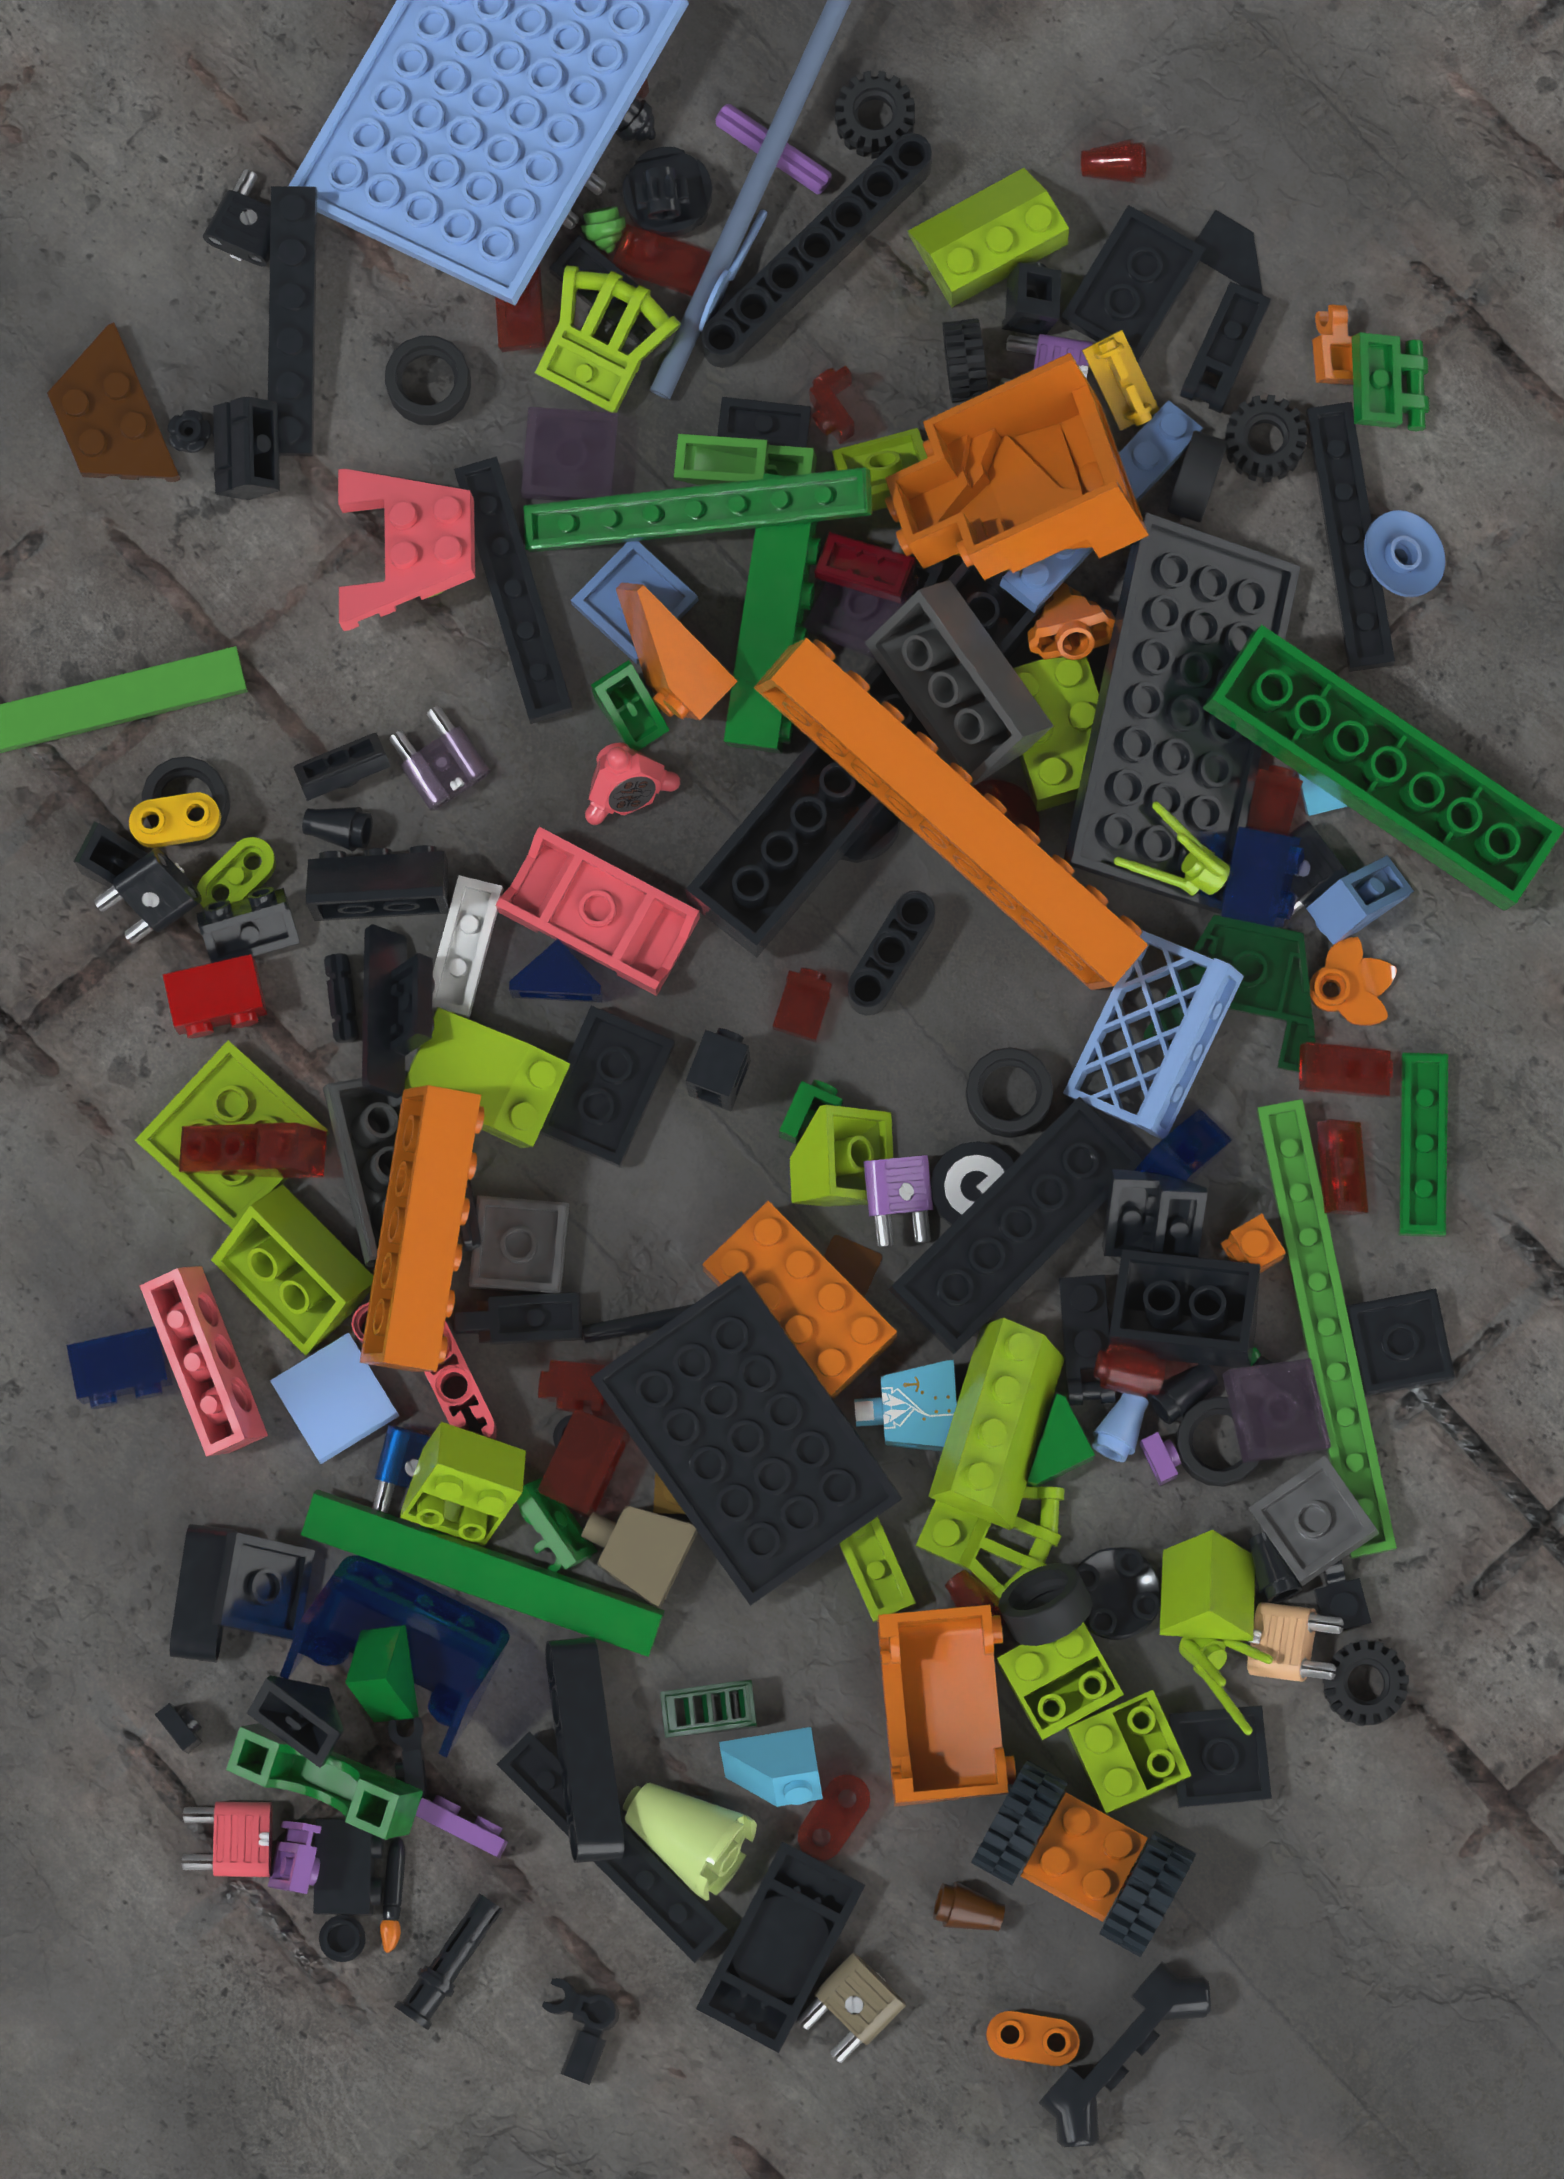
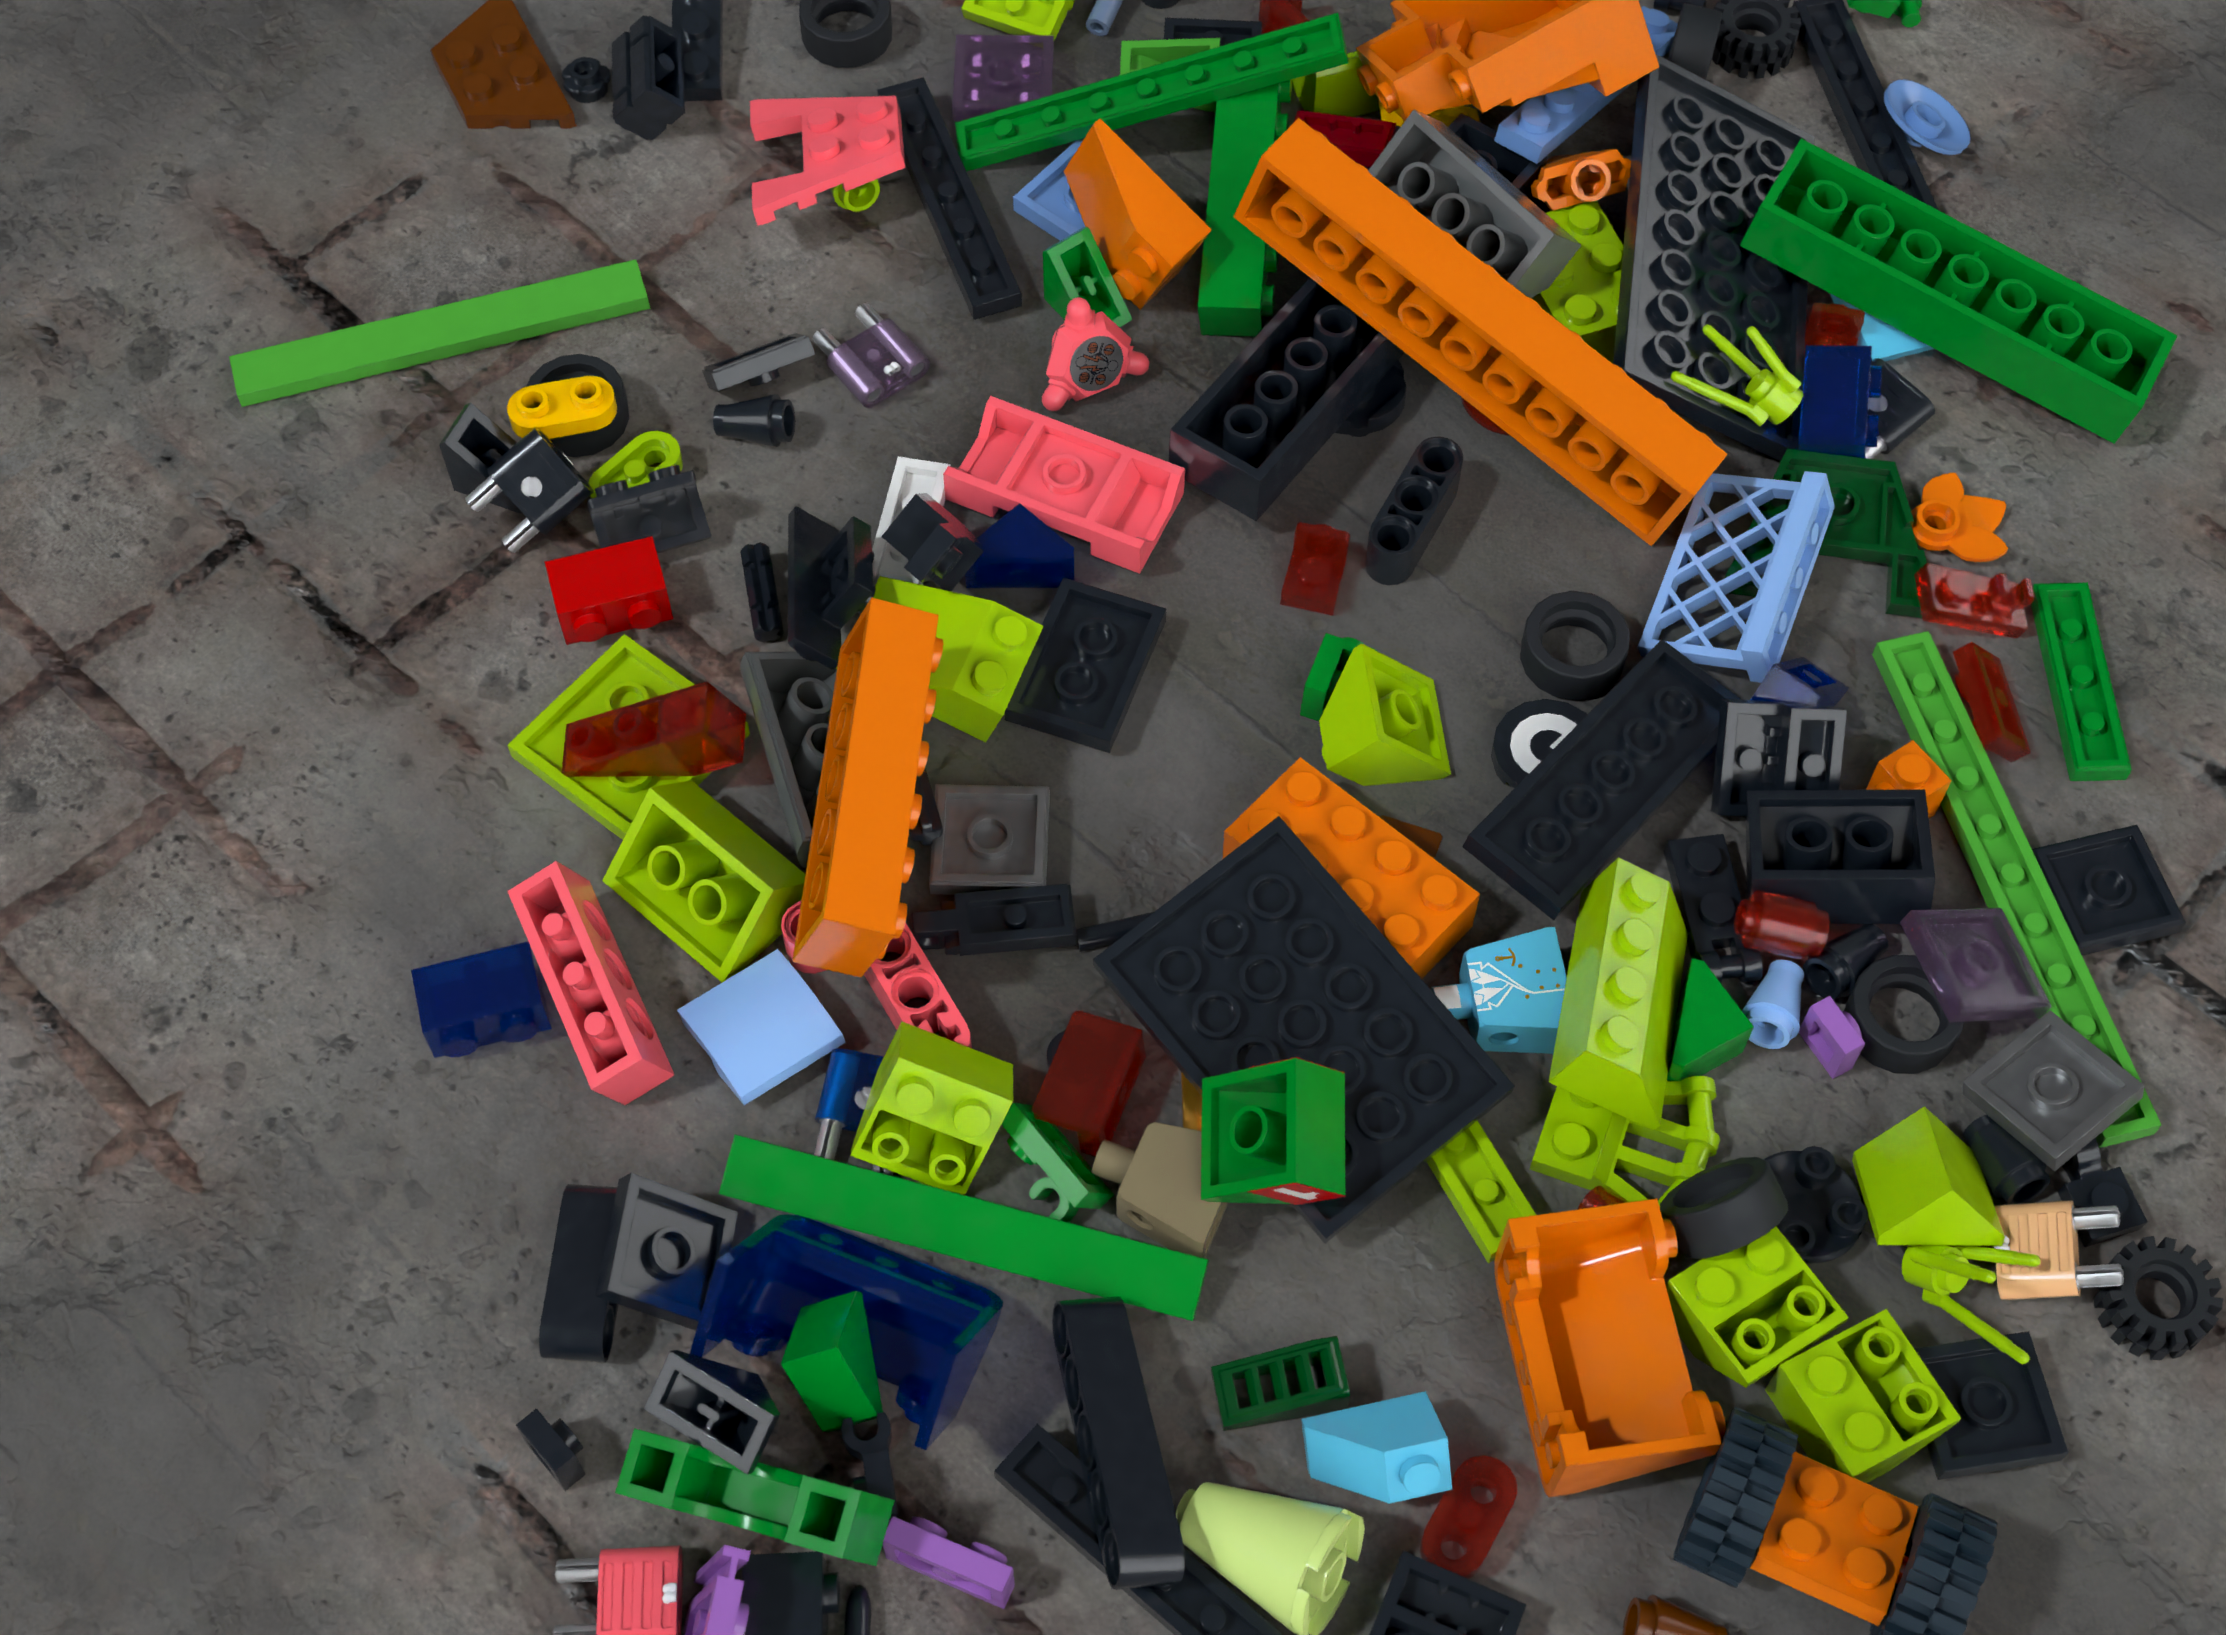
camera: 10 degrees left, 20 degrees down
(378, 884) = (803, 469): black slope -> none
(485, 982) = (933, 542): none -> black brick
(571, 1386) = (1064, 987): clear red brick -> none
(714, 1533) = (1274, 1134): none -> green slope
(719, 1068) = (1223, 626): black brick -> none
(899, 1187) = (1459, 750): medium lavender piece -> none
(1359, 899) = (1946, 434): medium blue slope -> none

